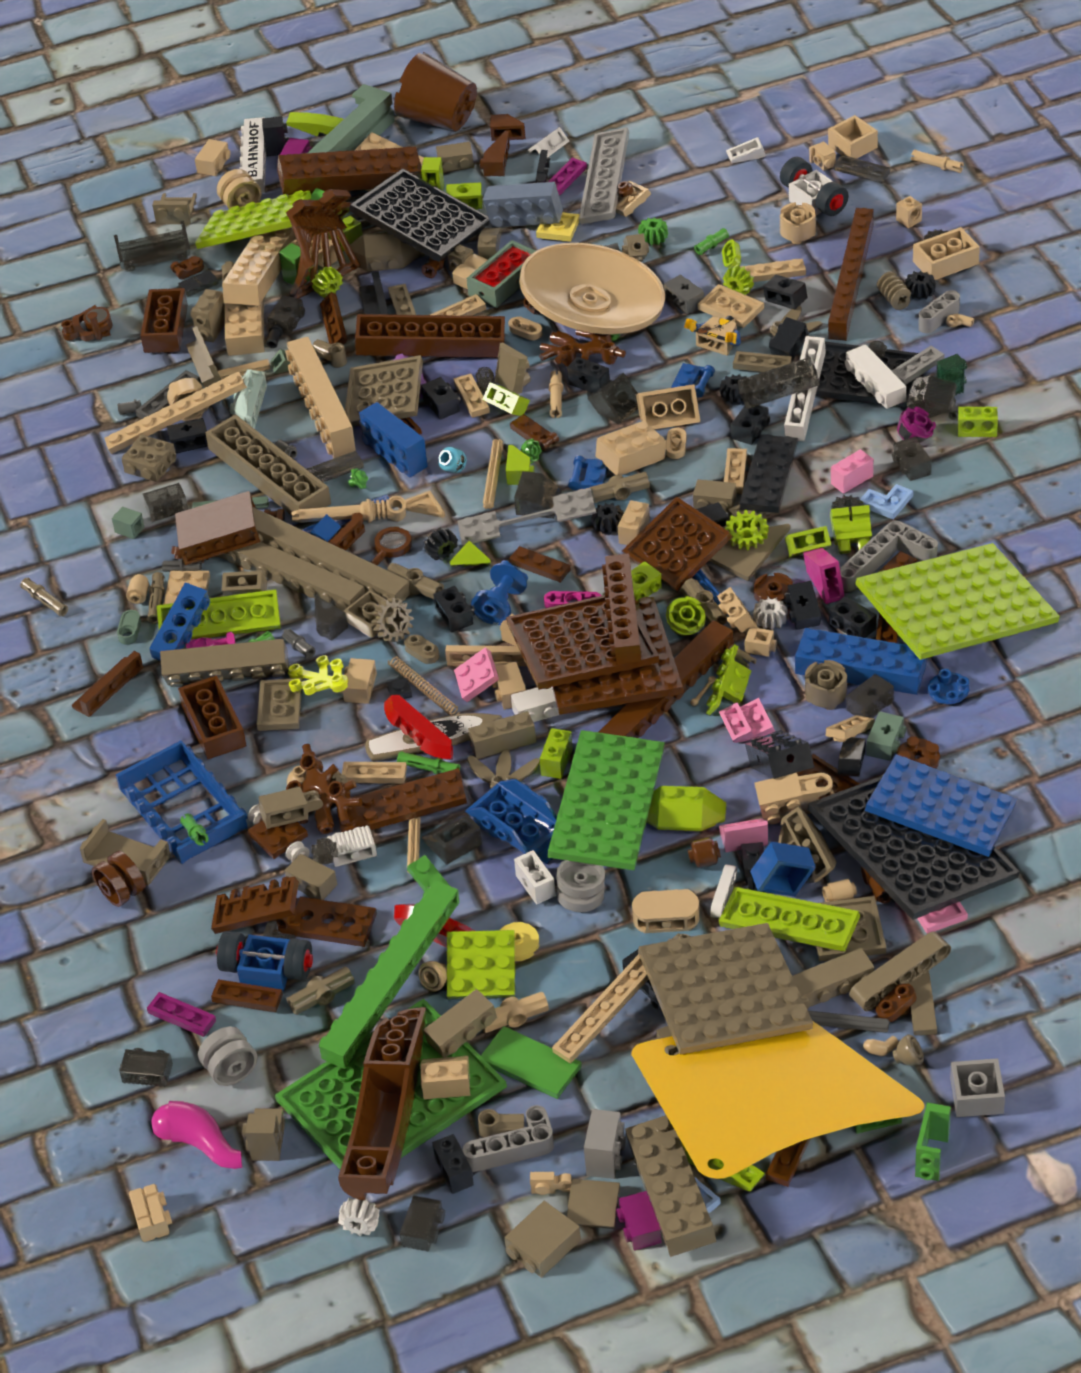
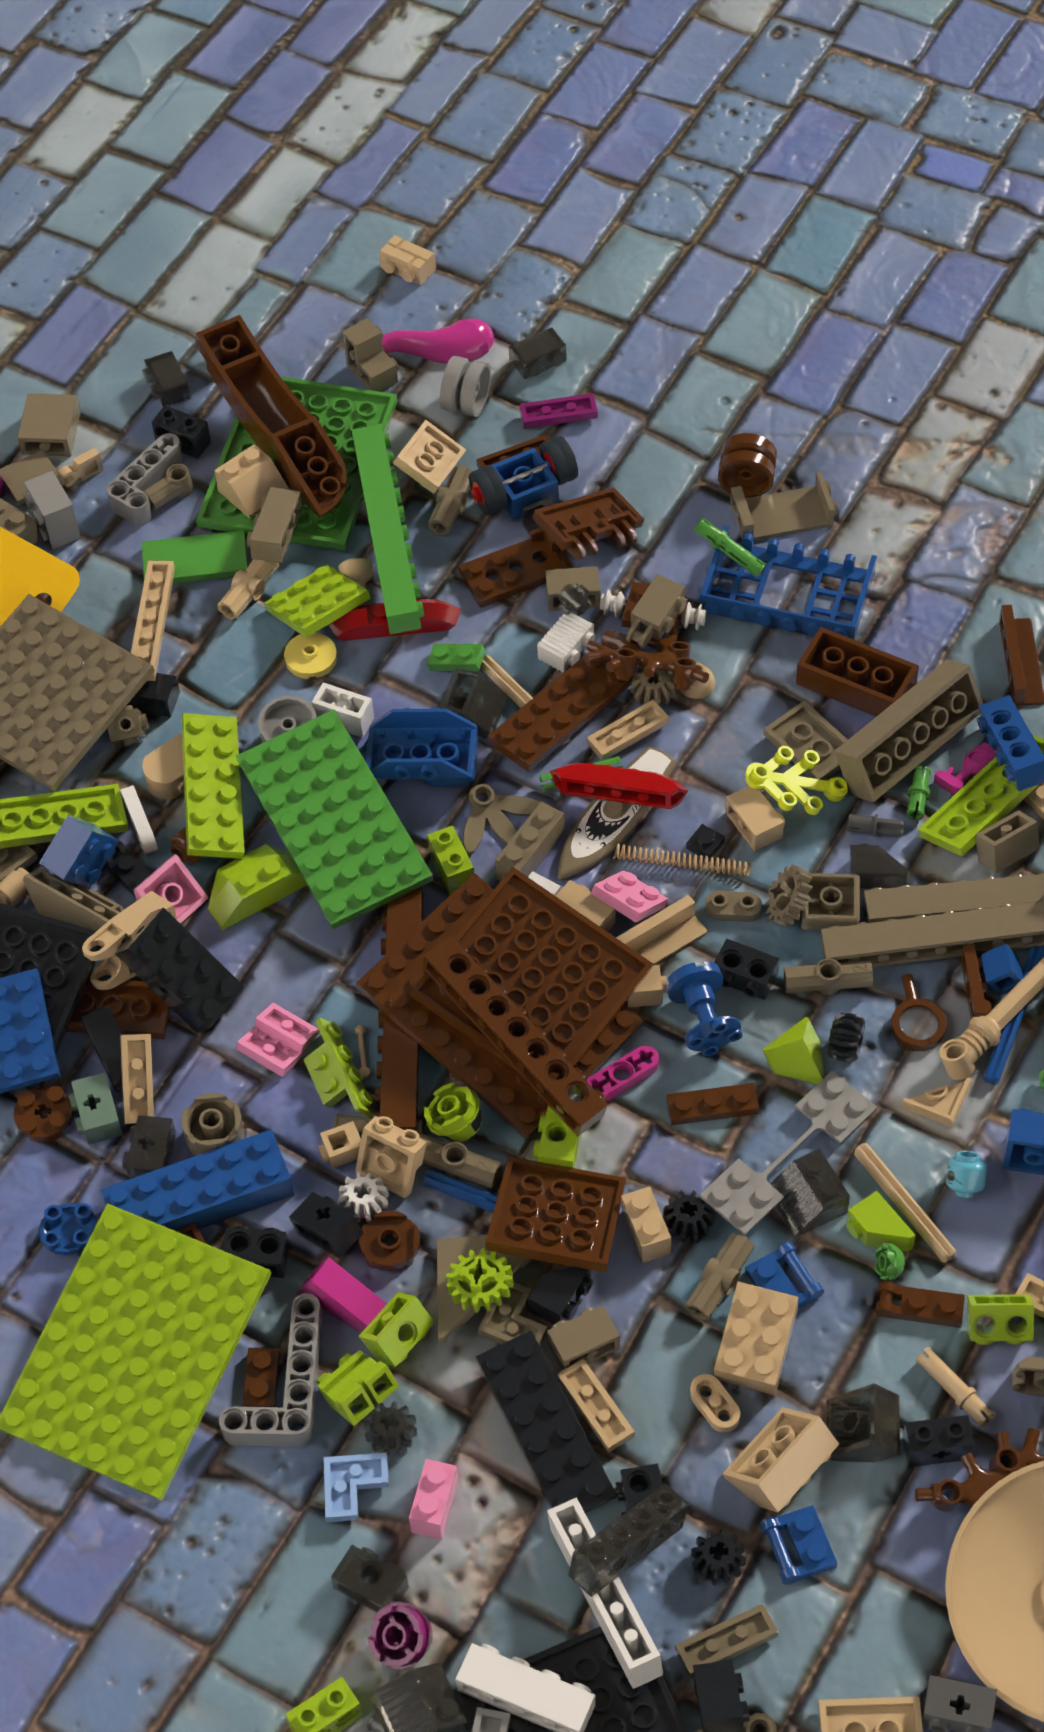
camera: 140 degrees right, 10 degrees up
(307, 1017) = (429, 456): none -> tan plate
(662, 866) = (212, 786): none -> lime plate
(715, 334) = (834, 1650): torso -> none

